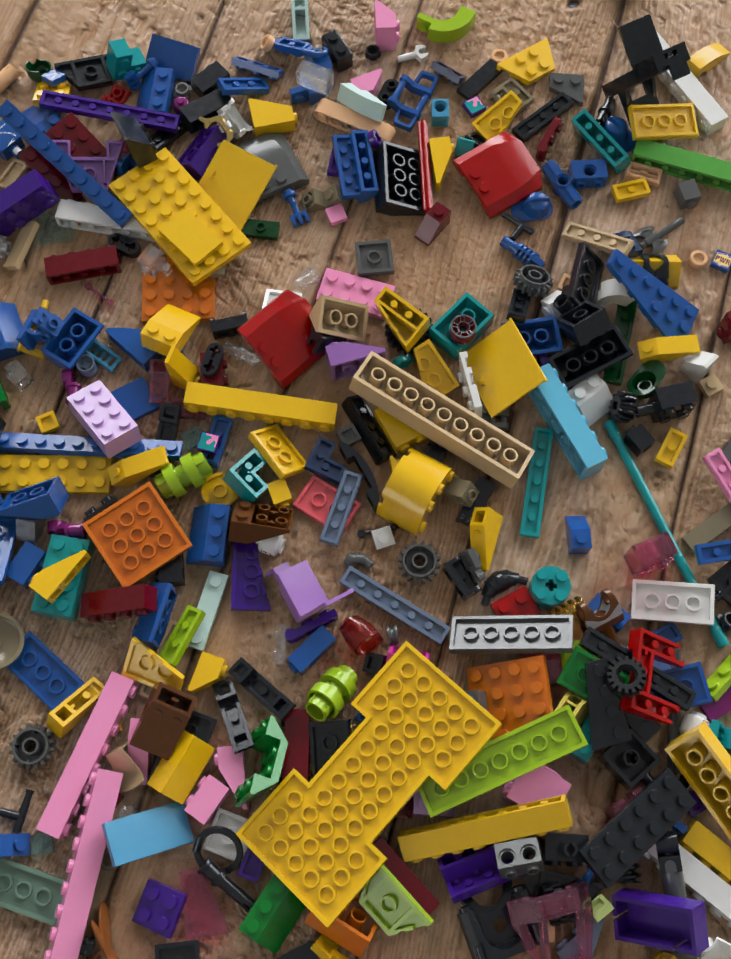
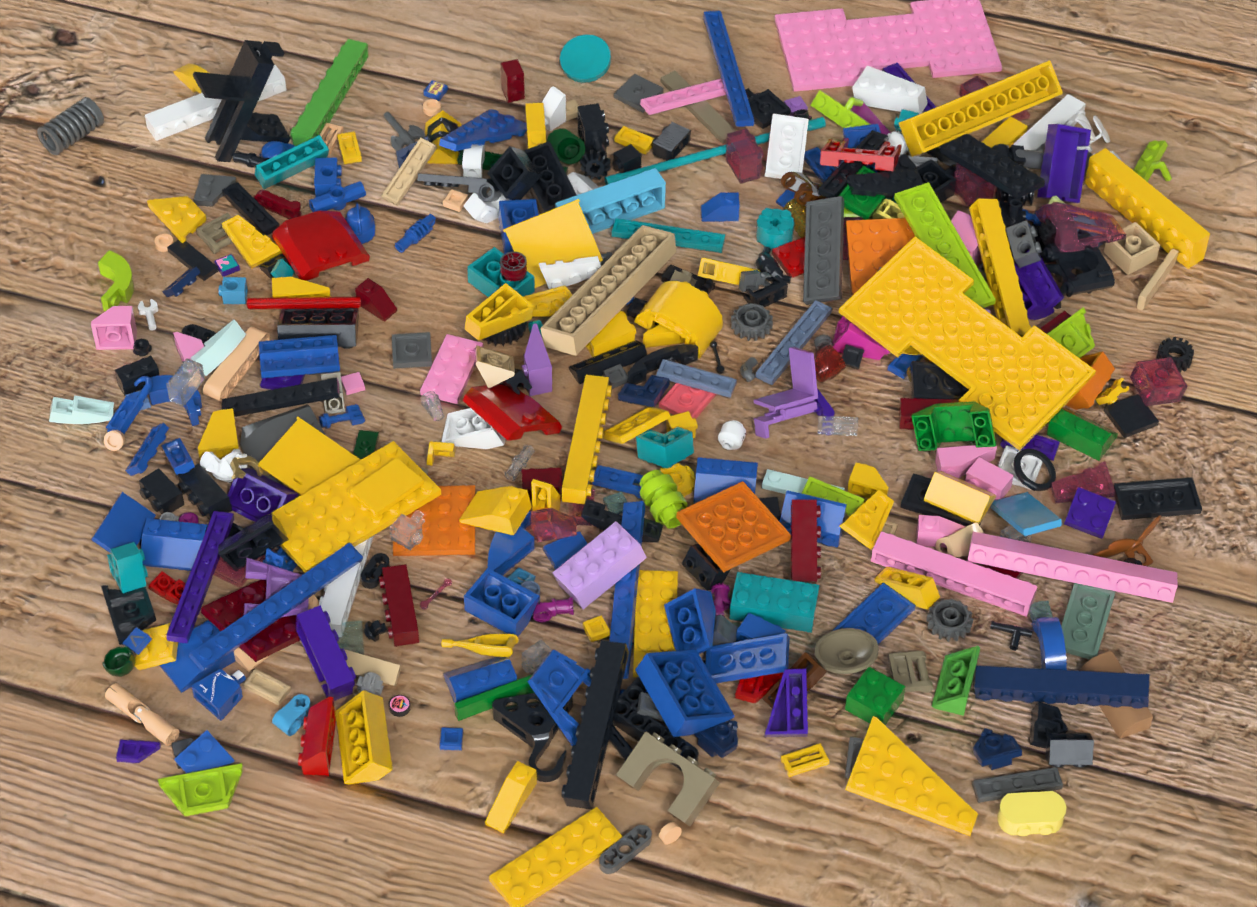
camera: 90 degrees left, 20 degrees down
(47, 328) = (497, 602): blue tile -> none
(54, 579) = (783, 586): yellow slope -> none
(59, 246) = (374, 629): none -> black plate
(133, 79) = (148, 559): blue hinge -> none
(137, 467) = (654, 534): yellow slope -> none
(163, 720) = (918, 497): reddish brown slope -> none
(208, 443) = (626, 481): tile -> none
(216, 361) = (533, 471): black beam -> none
(218, 878) = (1059, 466): black pin -> none
(227, 326) = (483, 470): black hinge -> none
(233, 715) = (914, 459): black slope -> none
(247, 584) = (773, 455): dark purple wing -> none
(254, 286) = (439, 449): none -> yellow tile
(258, 522) = (716, 433): reddish brown slope -> none
(261, 689) = (885, 437): black slope -> none
(311, 158) = (282, 397): none -> black plate
(311, 651) = (843, 401): blue brick -> none
(331, 693) = (884, 379): lime piece -> none
(374, 138) = (268, 336): dark purple tile -> none
(382, 537) = (725, 350): white plate -> none
(413, 87) = (193, 315): blue bar -> none
(518, 306) = (481, 232): black tile -> none
(521, 226) = (382, 233): black piece -> none
(533, 280) = (451, 222): dark grey gear -> none
(626, 689) = (868, 147): black tyre -> none
(663, 121) = (278, 111): yellow tile -> none
(671, 483) = (671, 141): none -> black brick
(687, 194) = (360, 106): dark grey brick -> none

